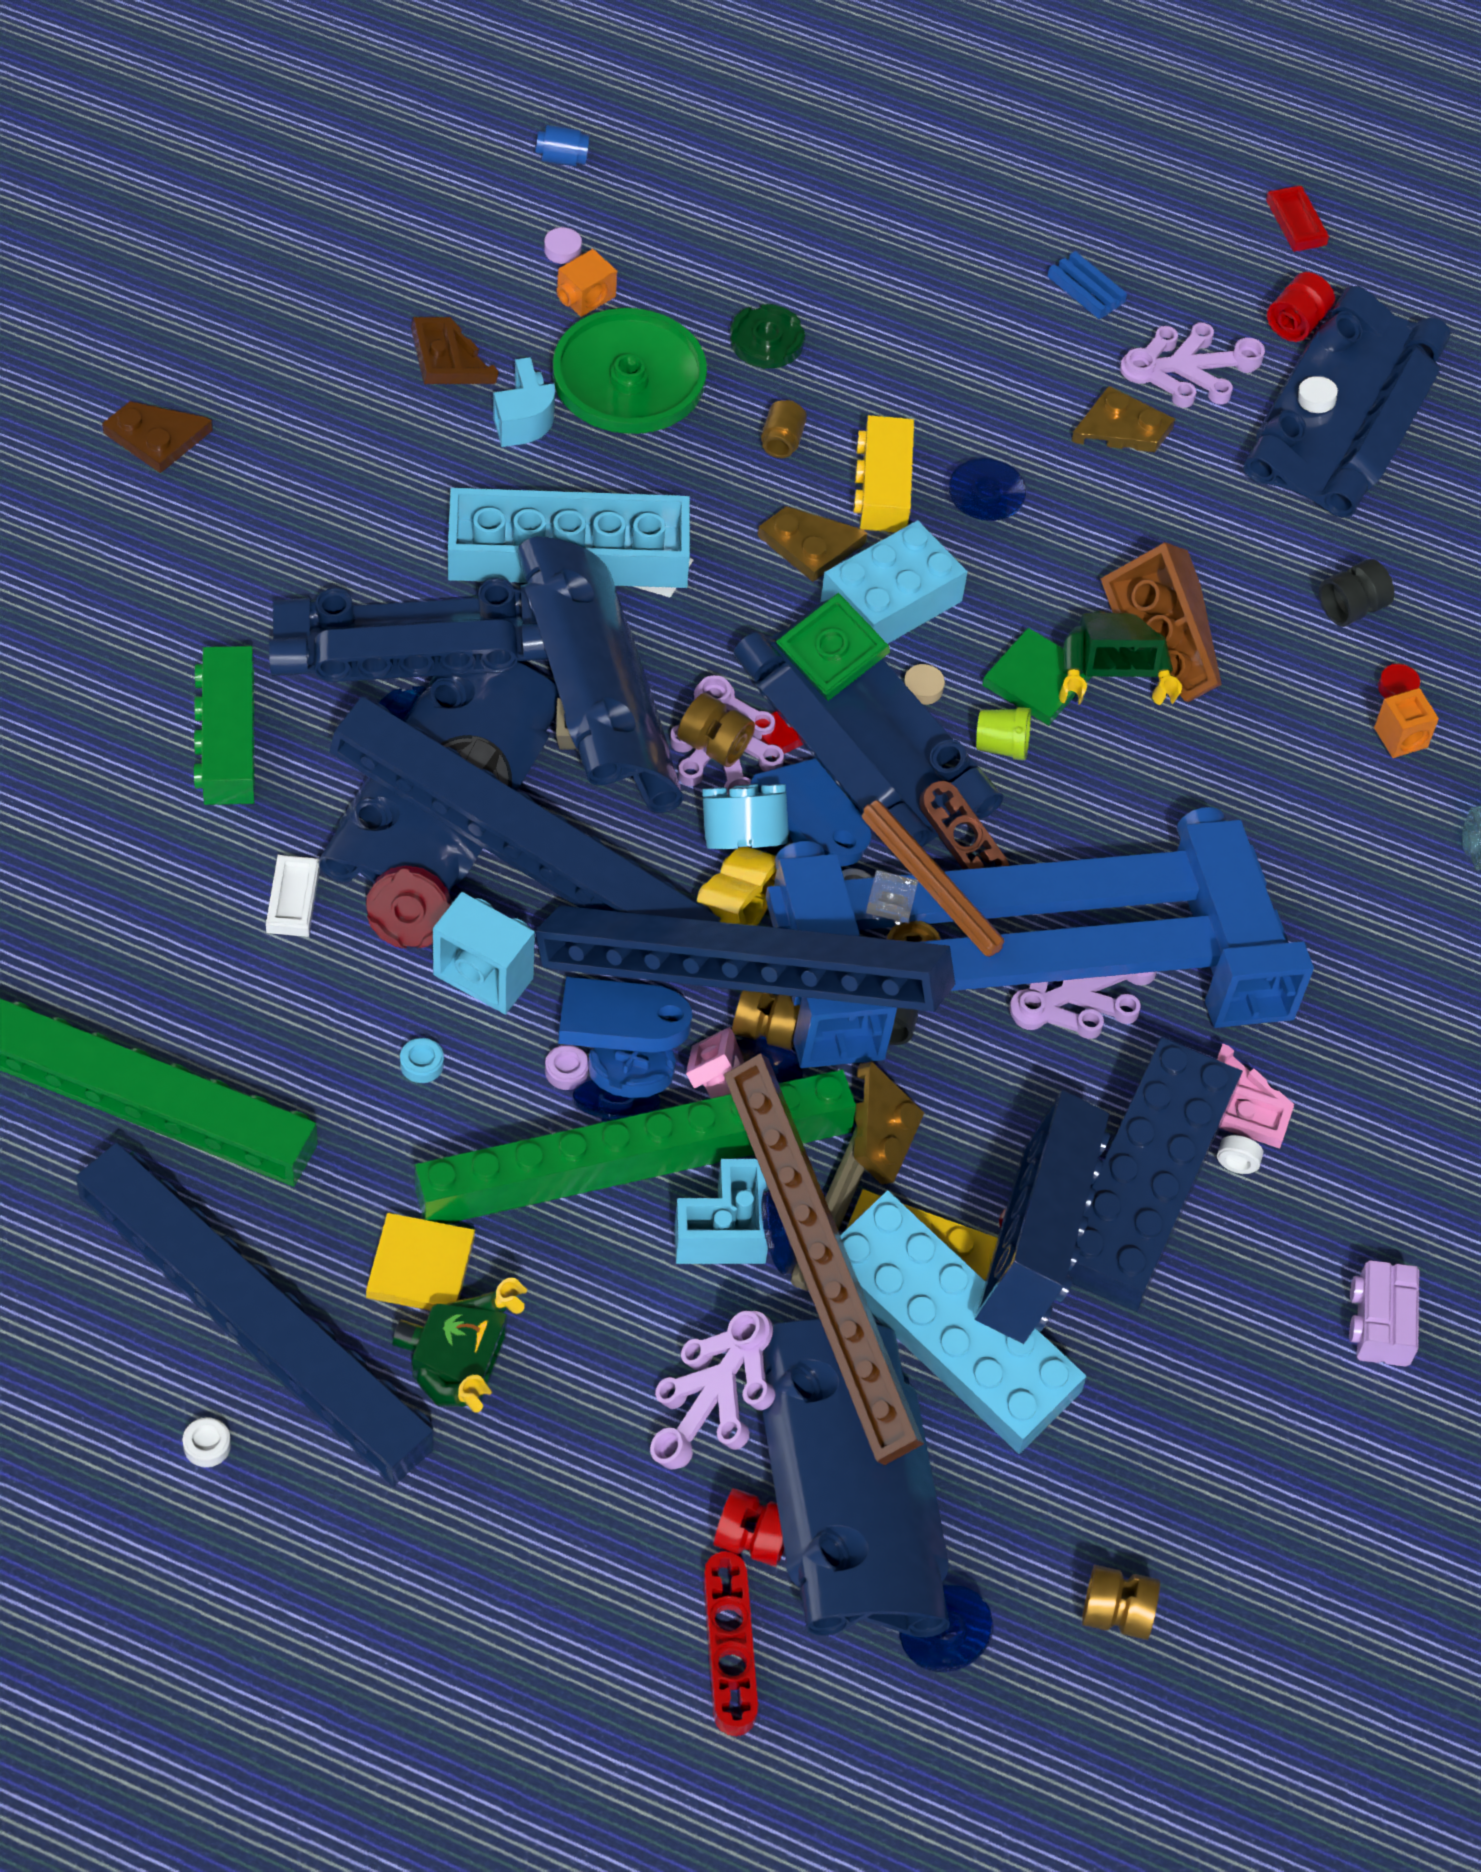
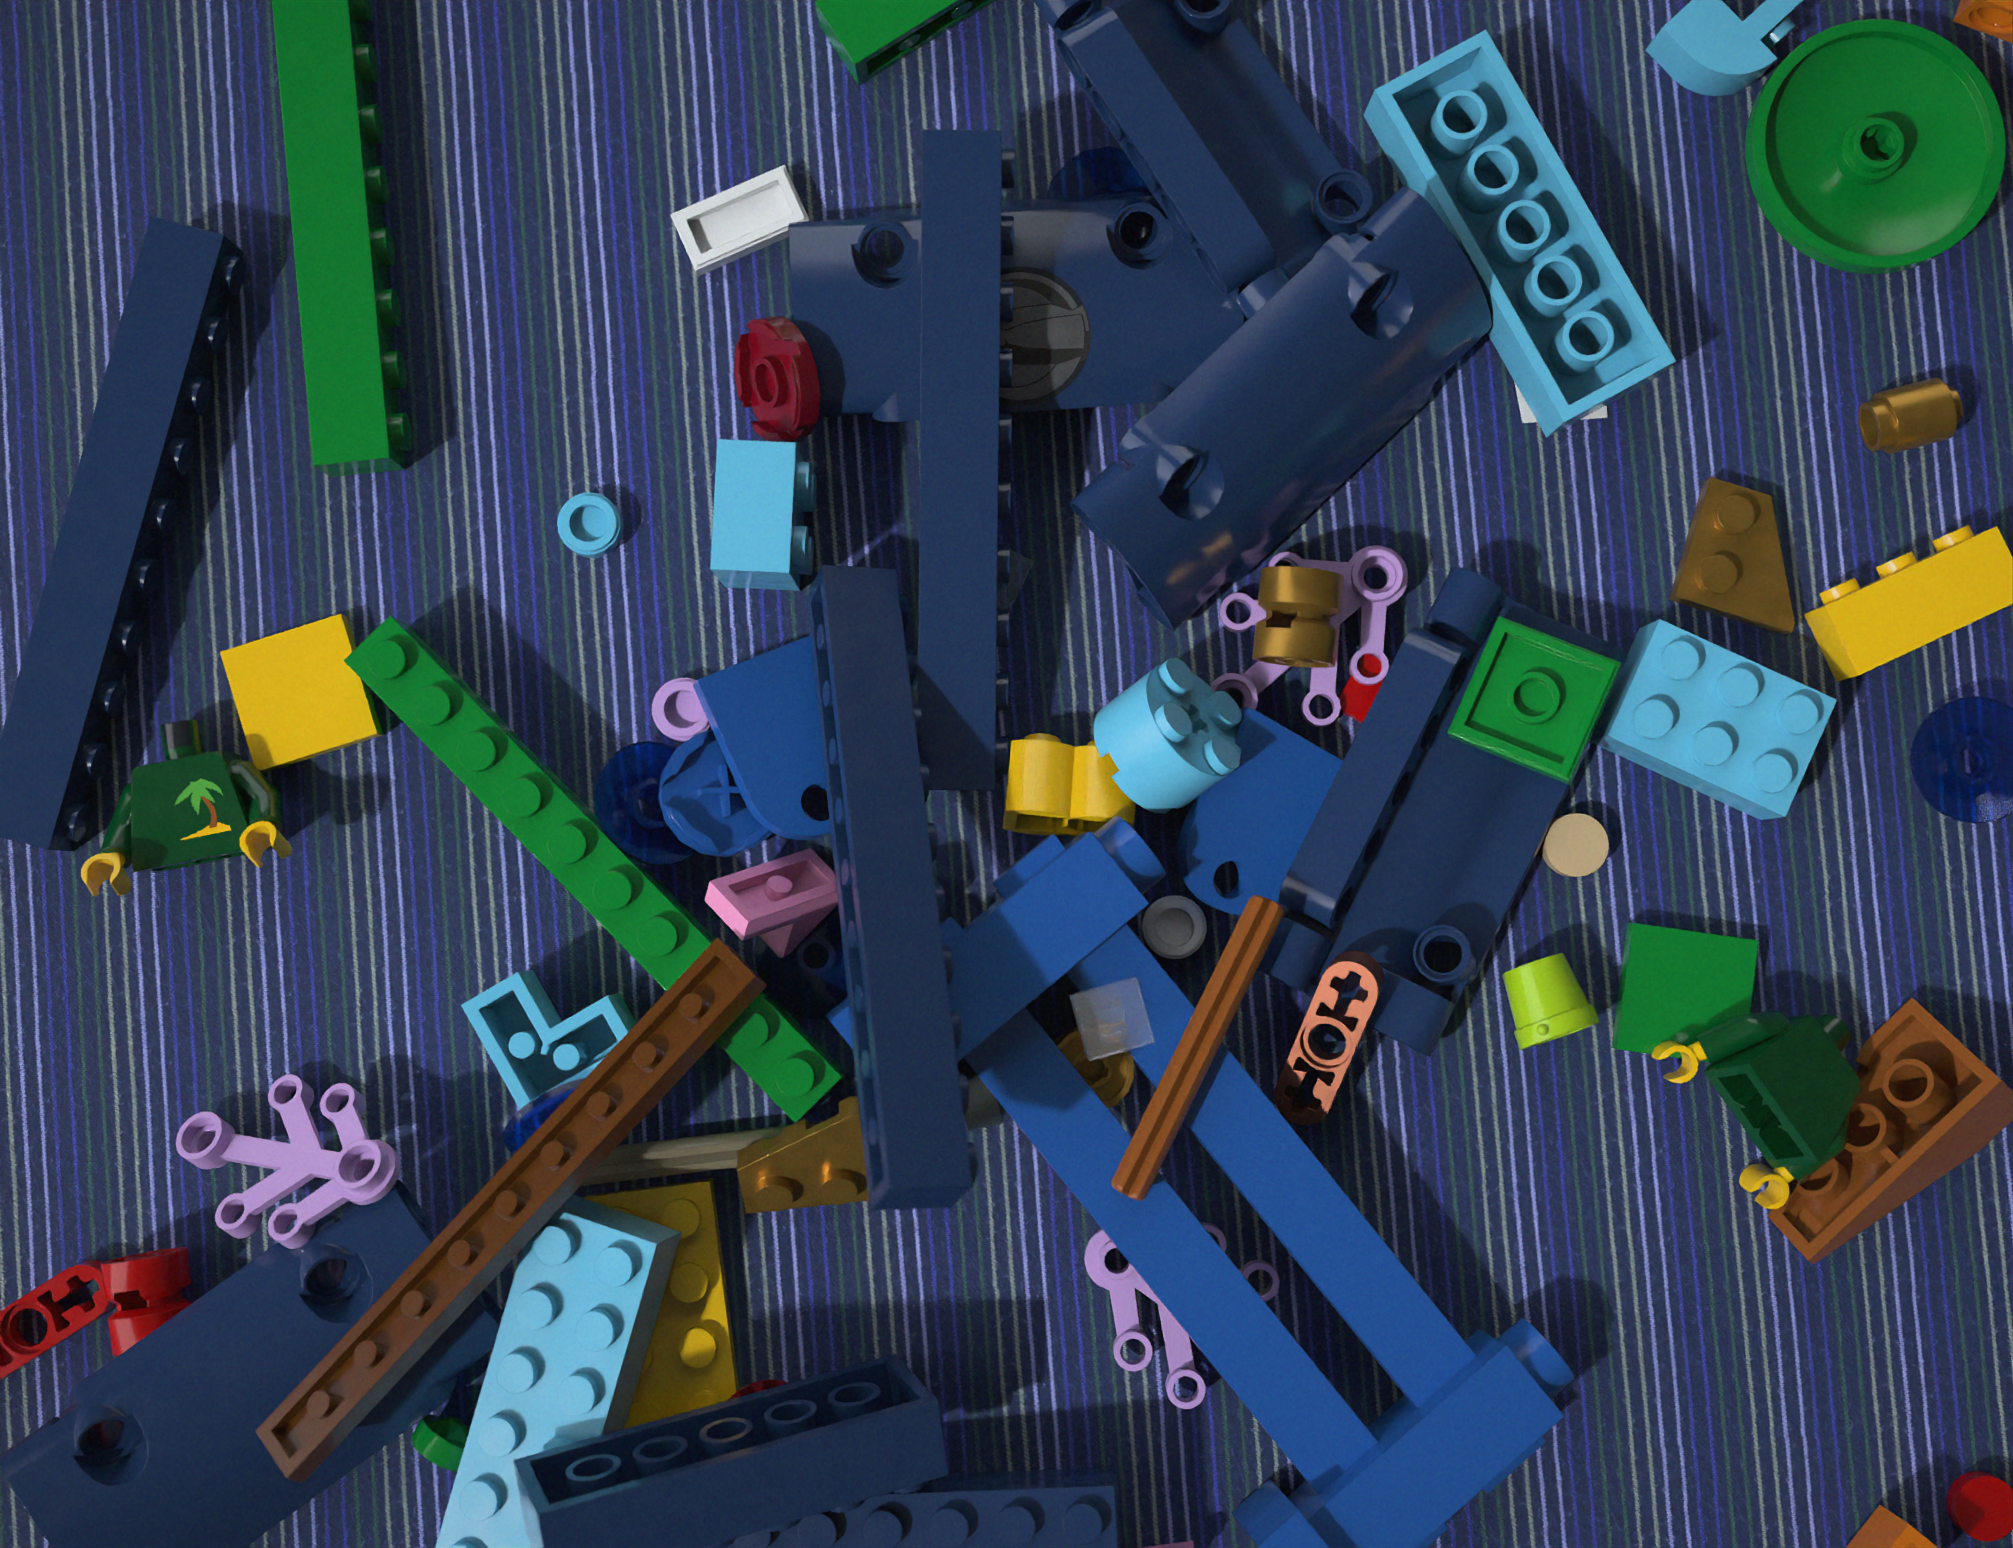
camera: 65 degrees right, 30 degrees up
(941, 1408) = (441, 1440): none -> green tile

